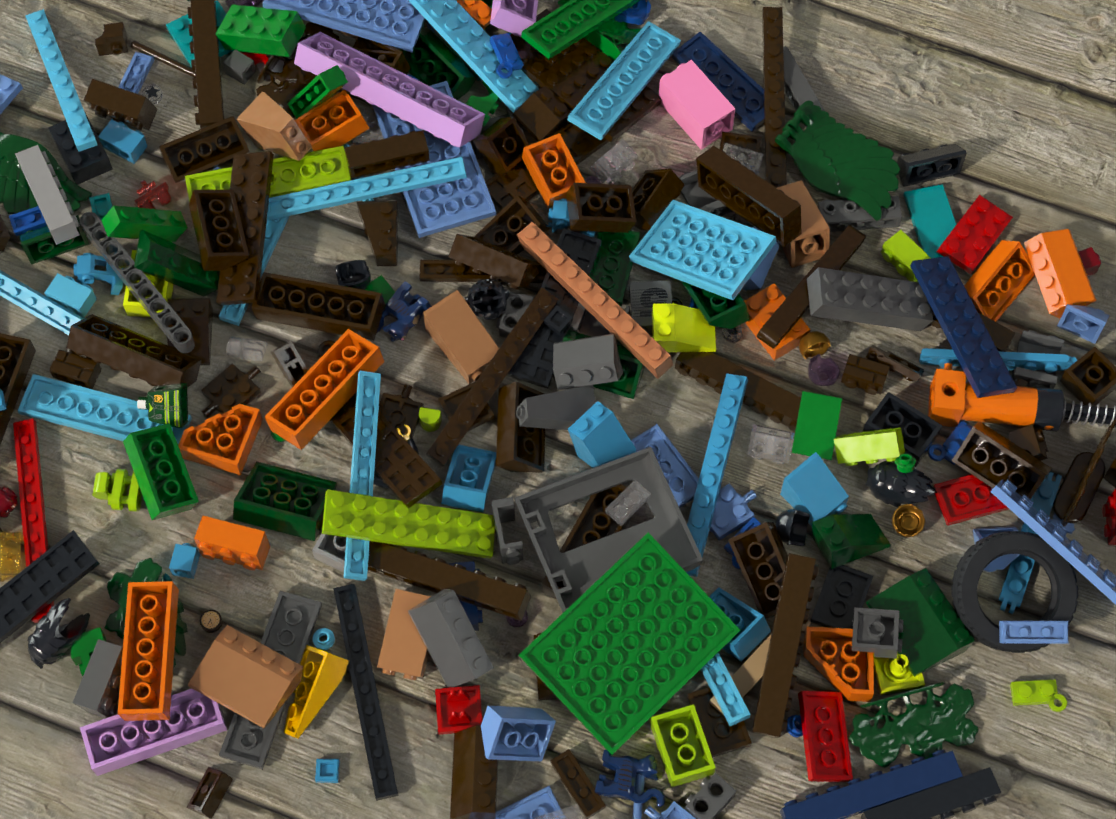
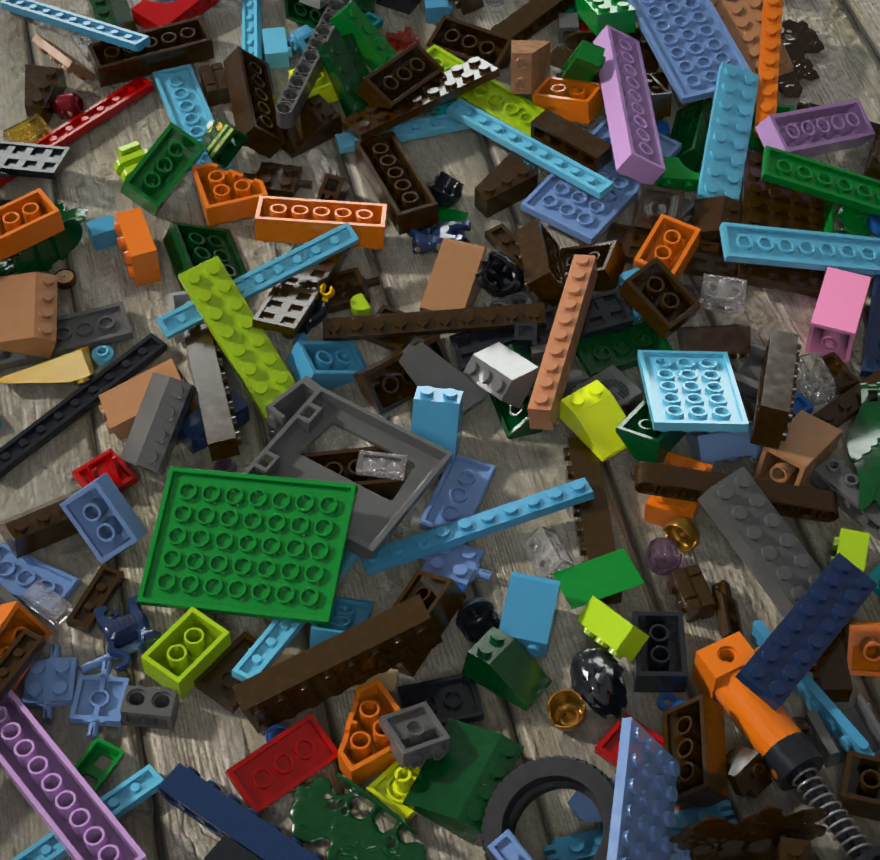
camera: 55 degrees right, 15 degrees down
(506, 54) = (740, 157): blue hinge -> none
(905, 463) = (614, 660): green plate -> none

